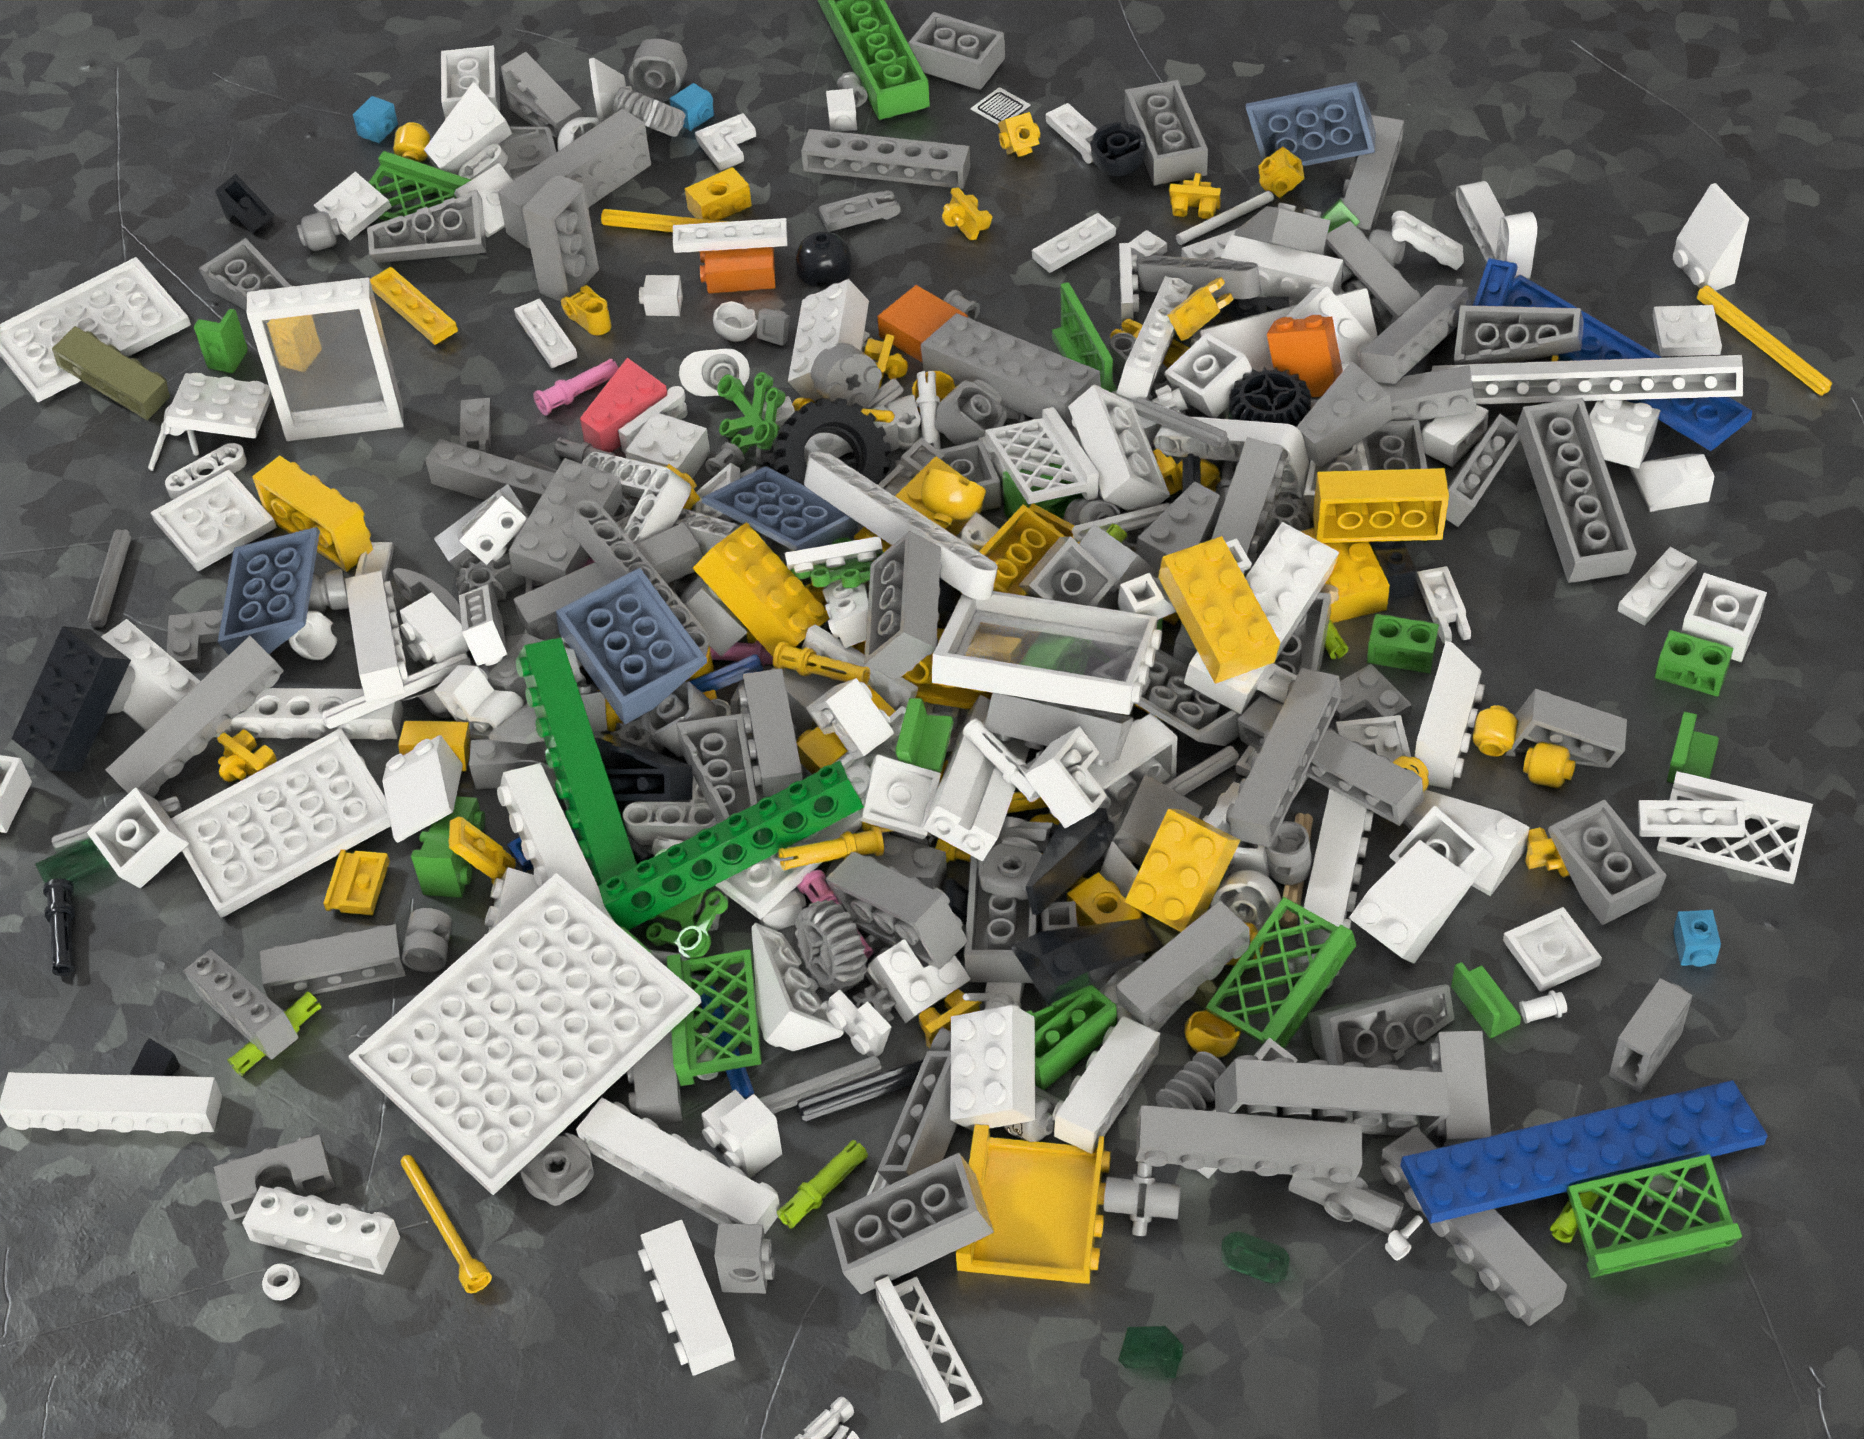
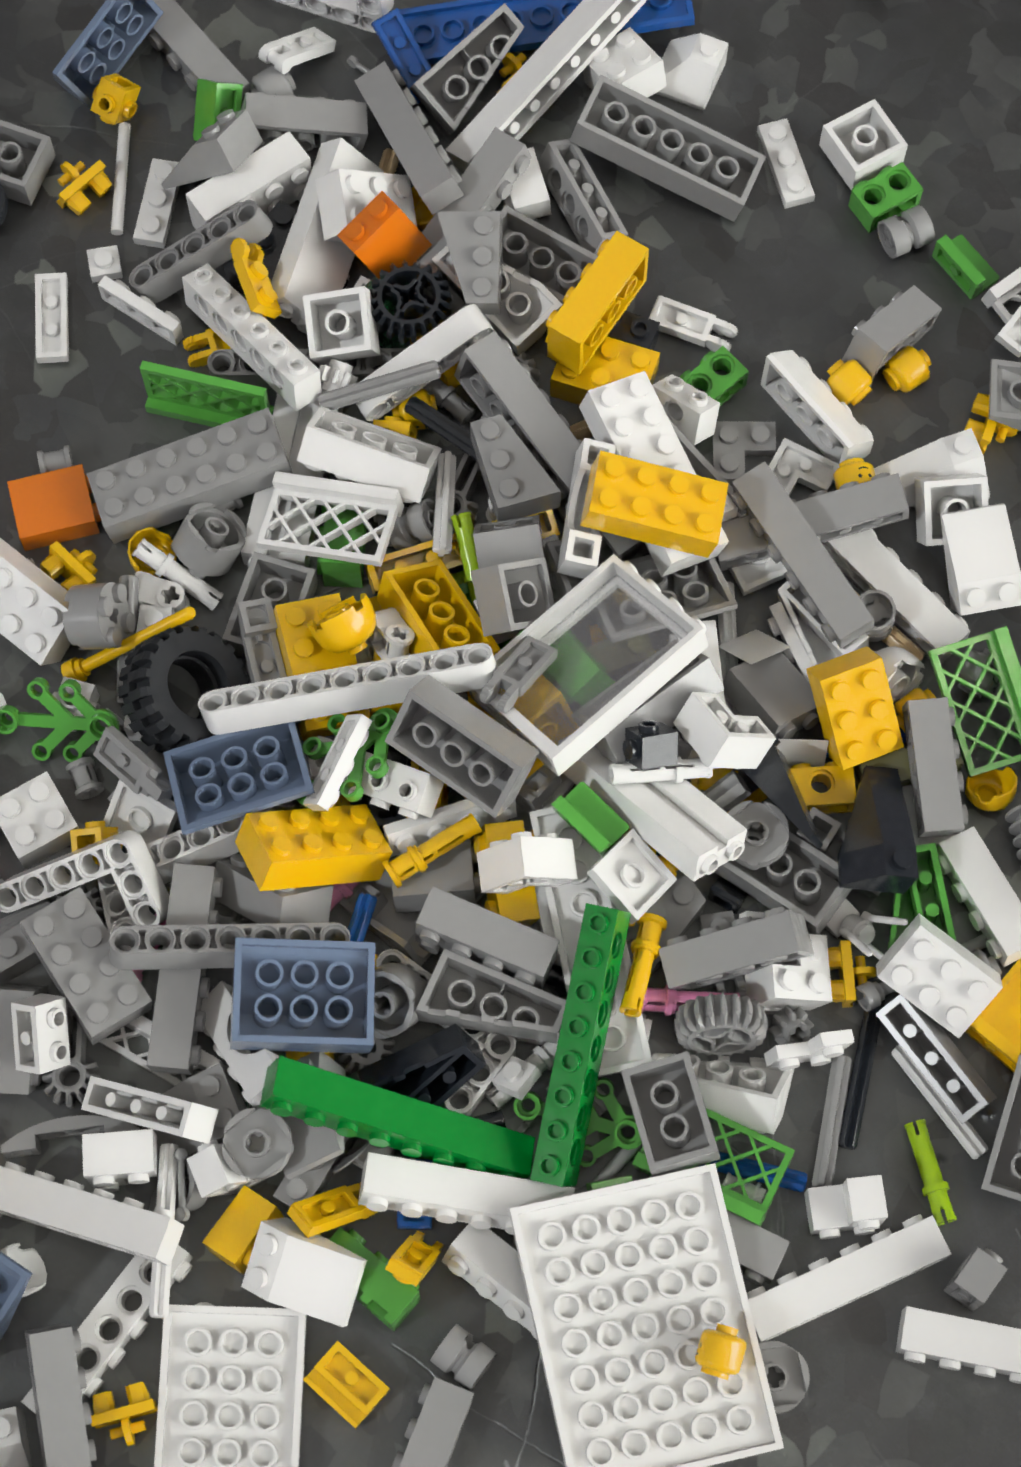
camera: 60 degrees left, 20 degrees up
(419, 692) = (181, 1213): none -> light grey hinge
(479, 777) = (329, 1210): none -> yellow hinge
(500, 705) = (237, 1141): none -> light grey plate
(536, 1084) = (720, 1351): none -> yellow head
(678, 834) = (516, 1077): none -> white plate
(720, 942) = (670, 1114): none -> light grey brick
(745, 455) = (131, 765): none -> light grey hinge
(994, 606) = (518, 672): none -> light grey hinge
(1013, 730) = (651, 745): none -> brick
(1188, 791) = (754, 646): none -> white sticker
(1354, 628) = (688, 408): none -> white brick
(1673, 691) = (910, 230): none -> light grey wheel

